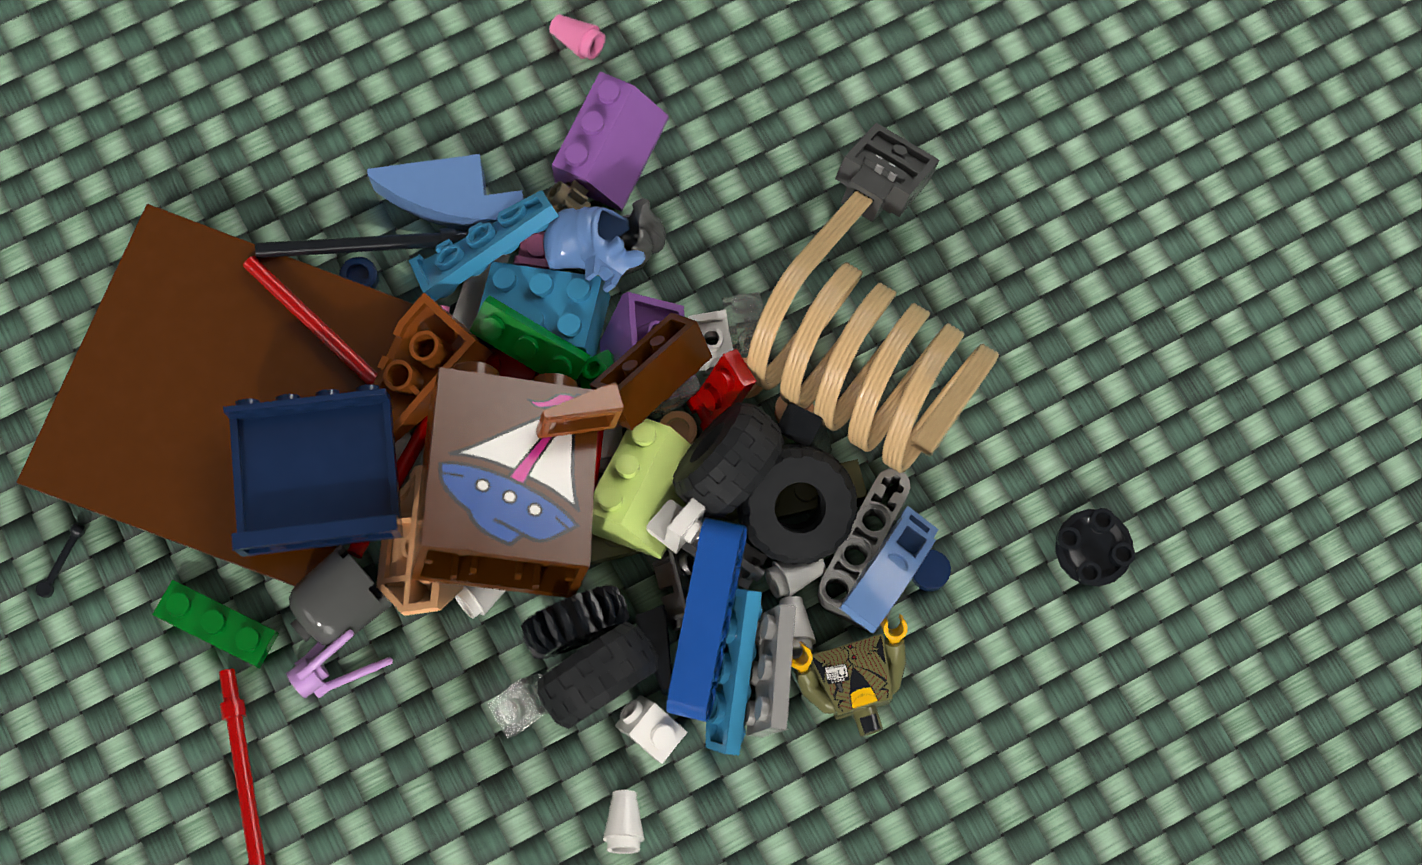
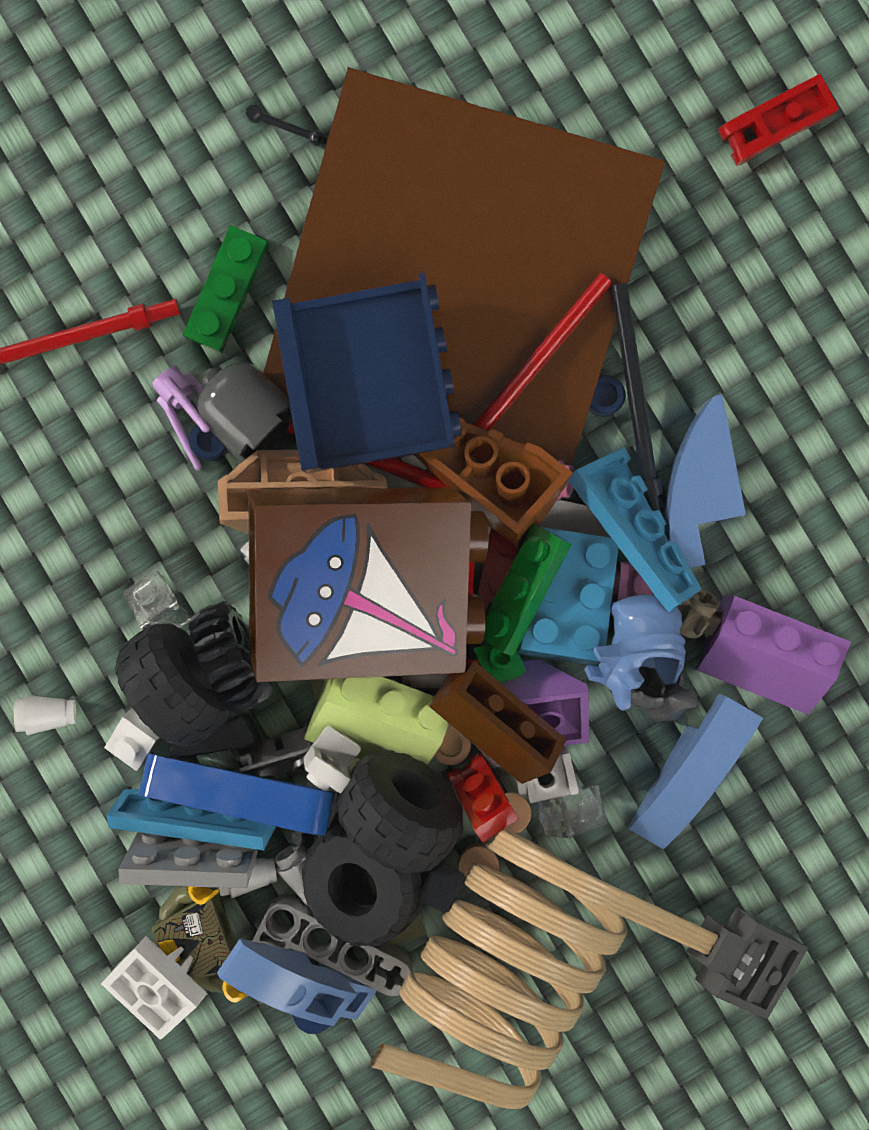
camera: 90 degrees right, 15 degrees up
(121, 112) = (779, 119): none -> red plate
(365, 647) = (206, 445): none -> dark blue tile
(585, 413) = (432, 672): dark orange slope -> none
(710, 209) = (694, 771): none -> medium blue slope
(896, 712) = (155, 987): none -> white piece

